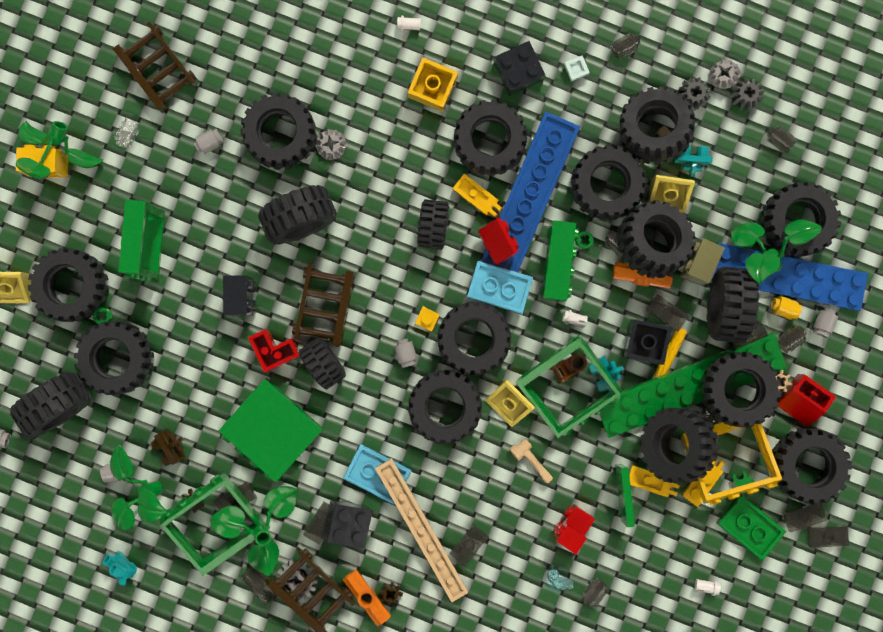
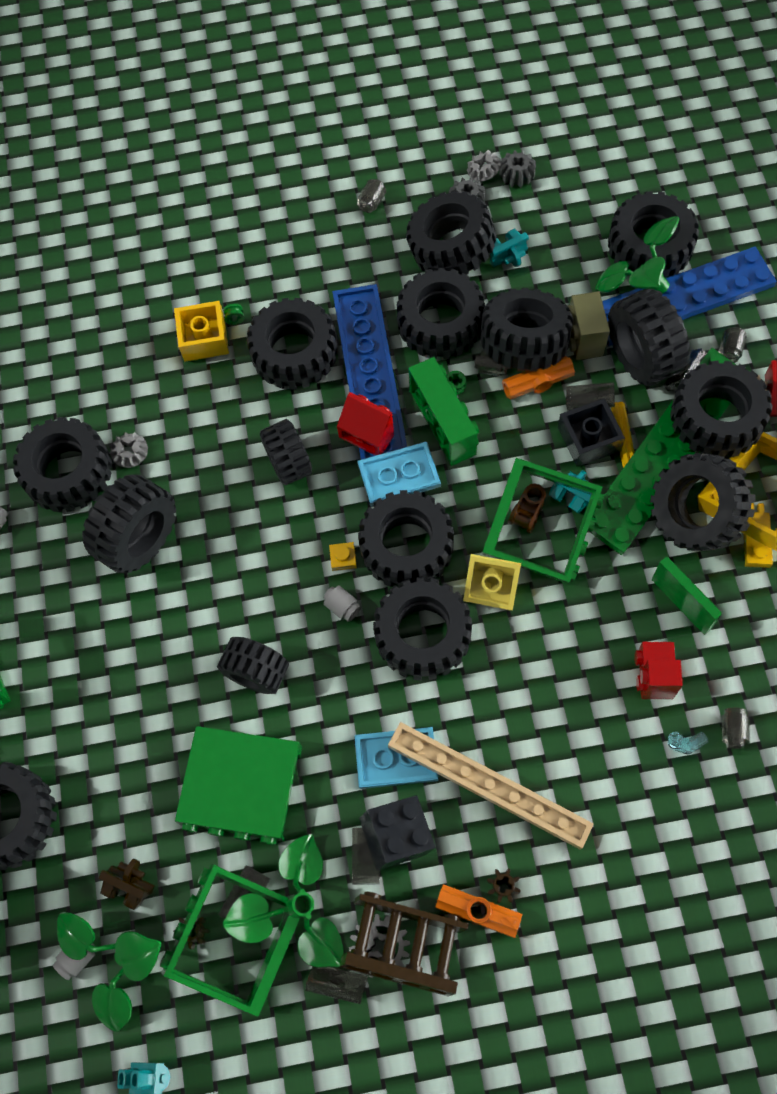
camera: 30 degrees left, 20 degrees down
(238, 295) = (113, 653): black brick -> none
(272, 355) = (192, 695): red brick -> none
(343, 299) = (234, 590): dark brown fence -> none
(408, 23) = (142, 297): white pin -> none
(464, 82) = (233, 314): none -> green bush
(469, 545) = (555, 768): clear smoke plate -> none
(476, 196) = (313, 406): yellow hinge -> none
(519, 68) = (280, 269): black brick -> none
(521, 450) = (540, 625): tan brick -> none
(573, 318) = (498, 460): white pin -> none
(576, 68) = (337, 240): light aqua plate -> none
(645, 480) = (709, 567): yellow hinge -> none
(671, 190) = (505, 278): light yellow slope -> none
(781, 138) = (579, 185): clear smoke brick -> none
(786, 307) = (703, 321): yellow brick -> none
(825, 322) = (752, 311): light grey brick -> none

